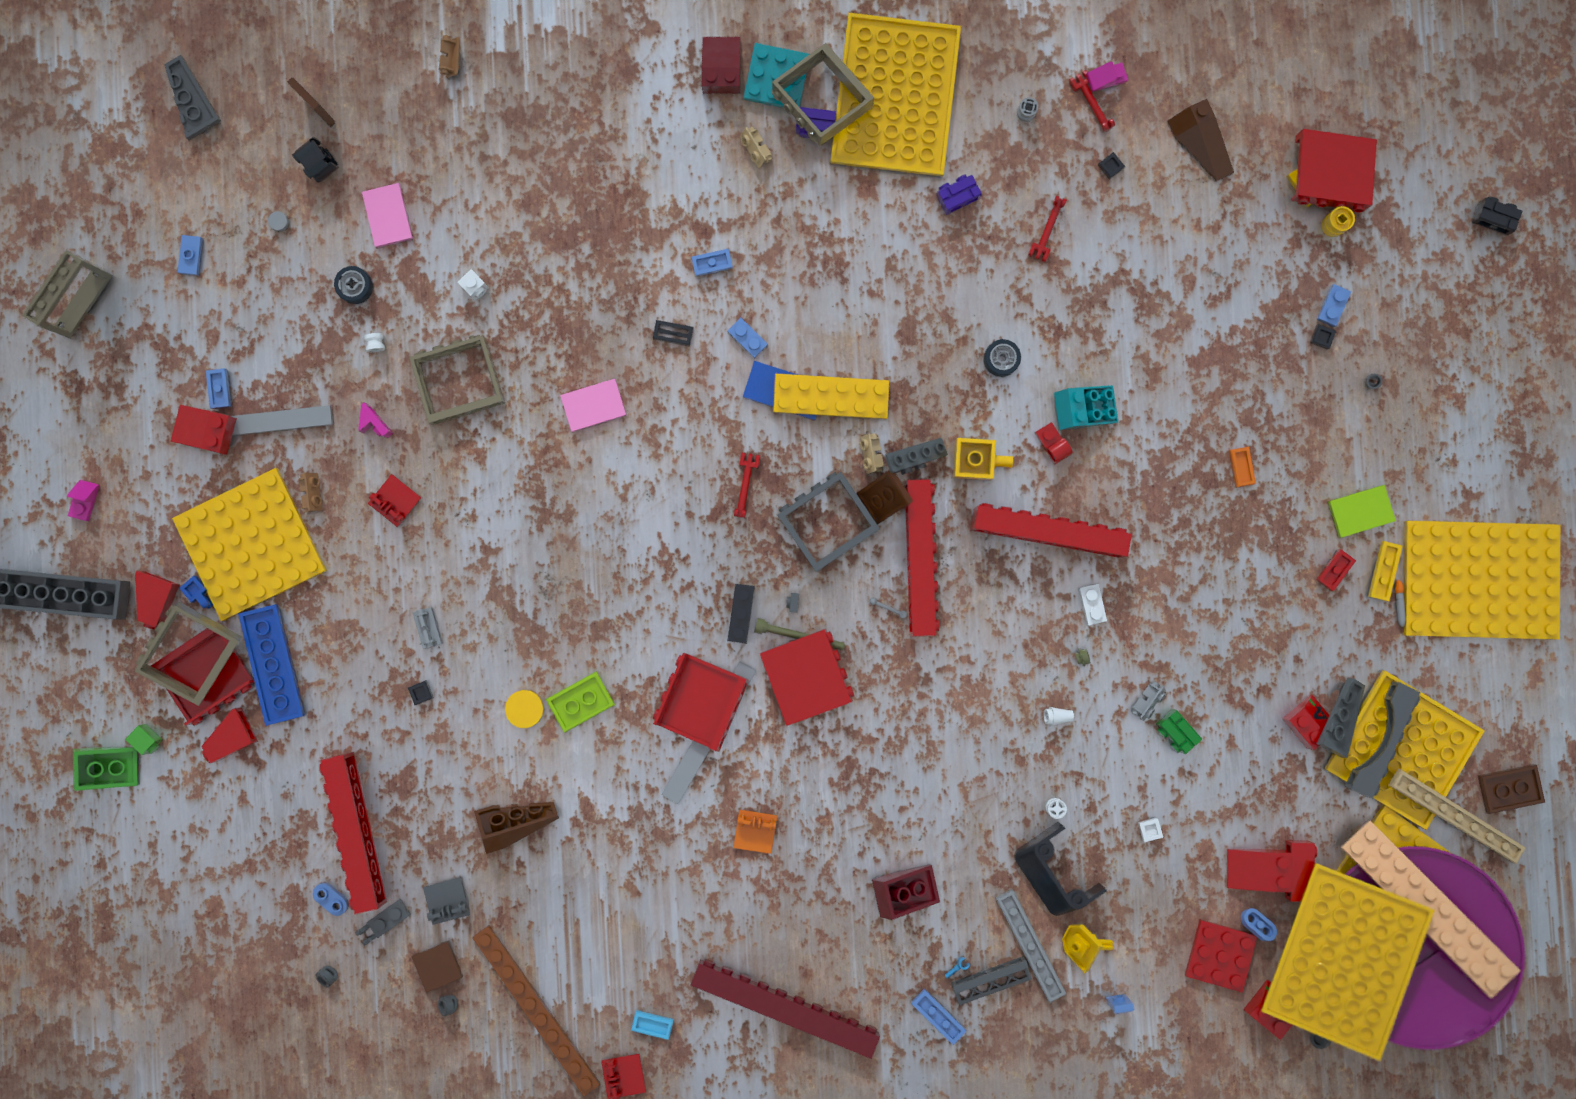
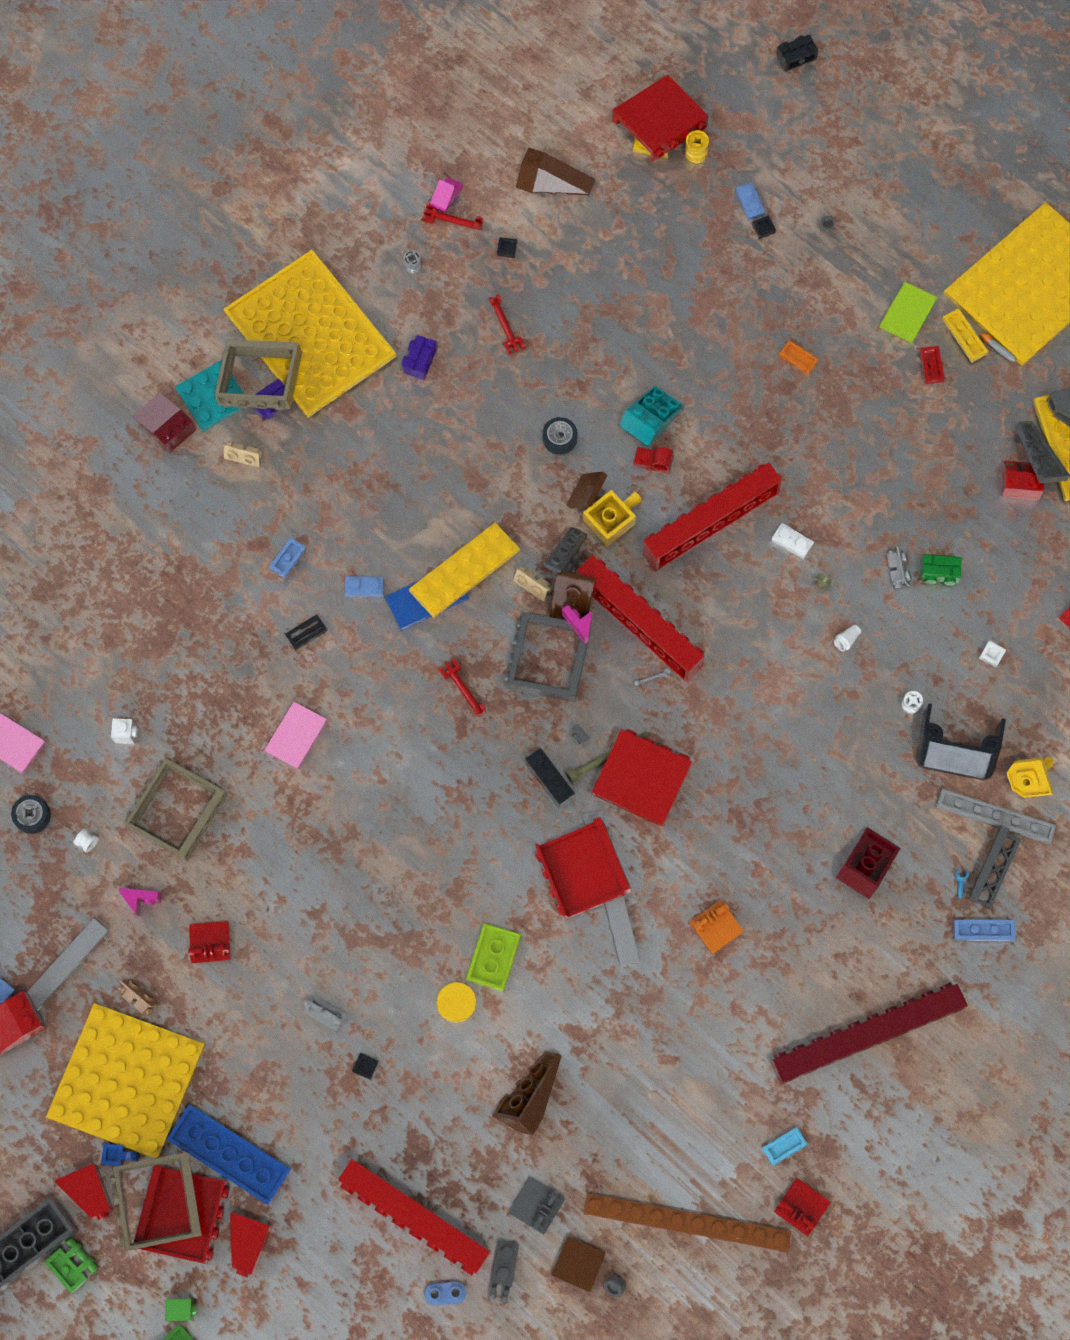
camera: 40 degrees left, 15 degrees down
(94, 638) = (66, 1270): none -> bright green plate
(870, 525) = (580, 626): none -> dark pink slope
(979, 421) = (587, 490): none -> reddish brown tile

